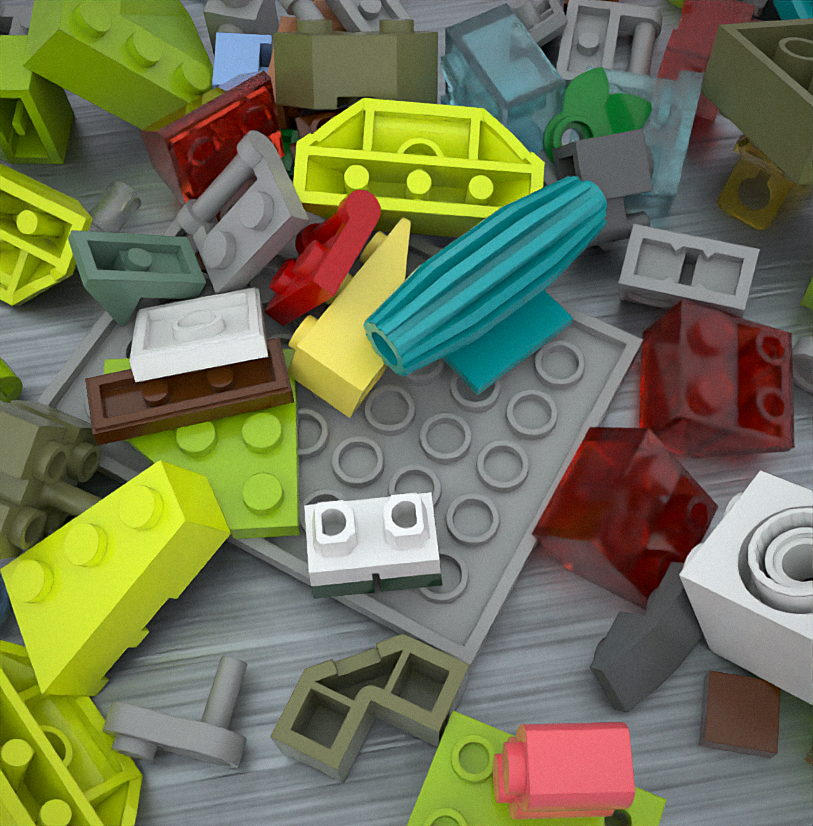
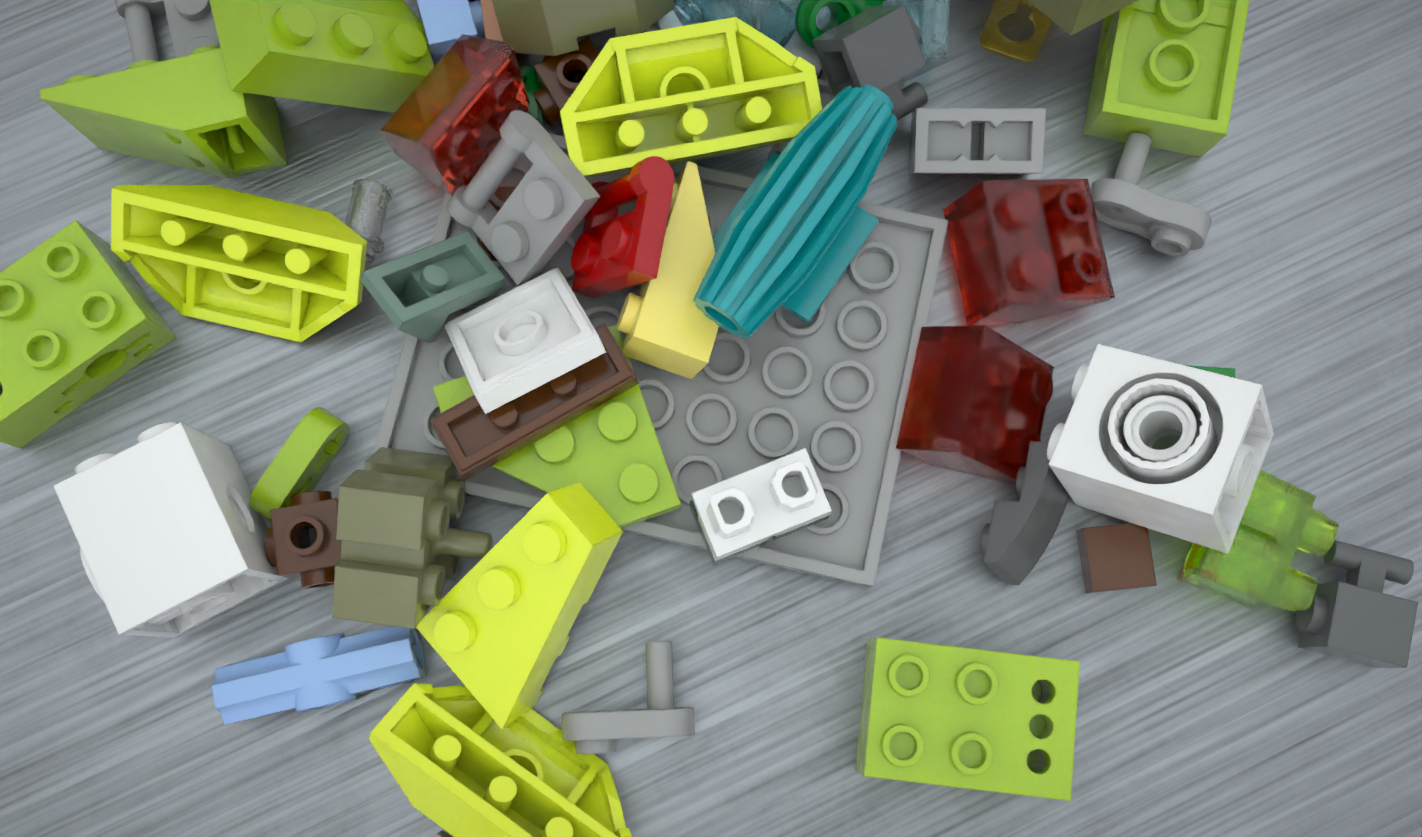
camera: 20 degrees left, 15 degrees up
(339, 700) = (816, 622): olive brick -> none
(565, 770) = (1002, 677): coral brick -> none

